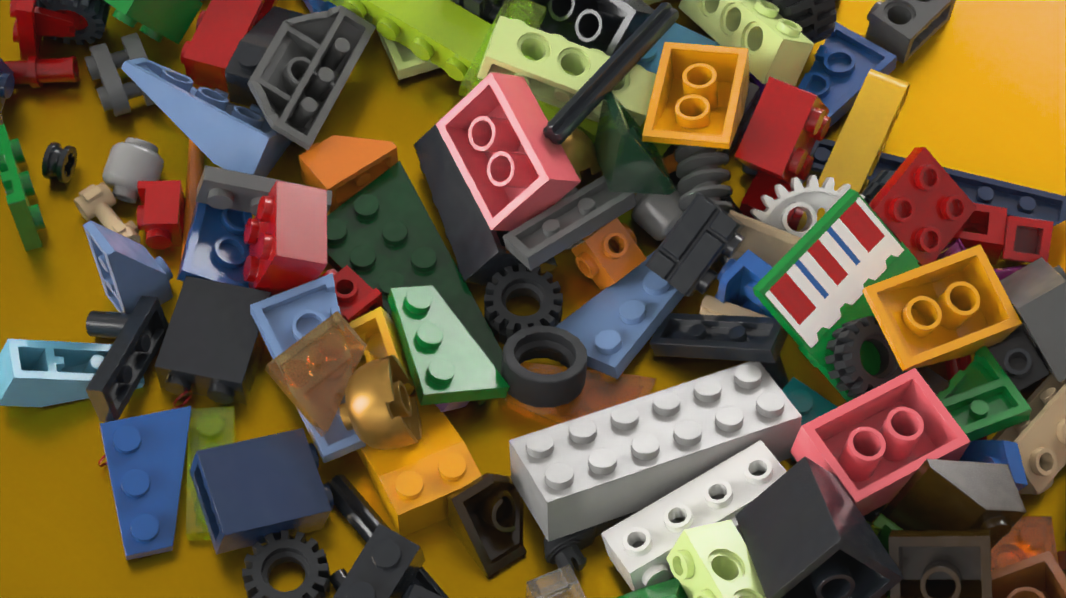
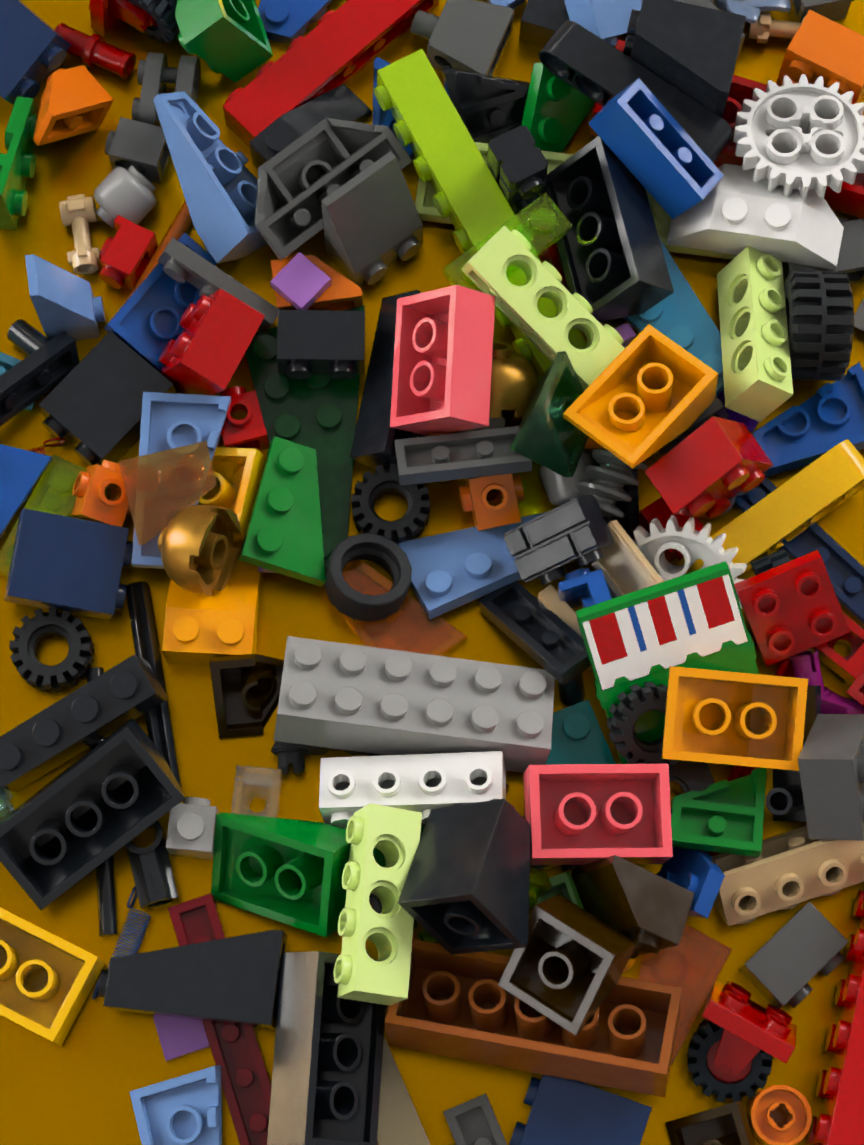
camera: 30 degrees right, 15 degrees up
(41, 116) = (70, 105): none -> orange slope
(59, 162) = (67, 156): bush -> none
(121, 120) = (138, 146): none -> dark grey brick
(259, 411) = (90, 495): none -> orange brick
(338, 158) = (301, 282): none -> medium lavender tile
(371, 81) = (371, 222): none -> dark grey slope
(385, 197) = (321, 343): none -> black brick
(610, 73) = (578, 333): black axle -> none

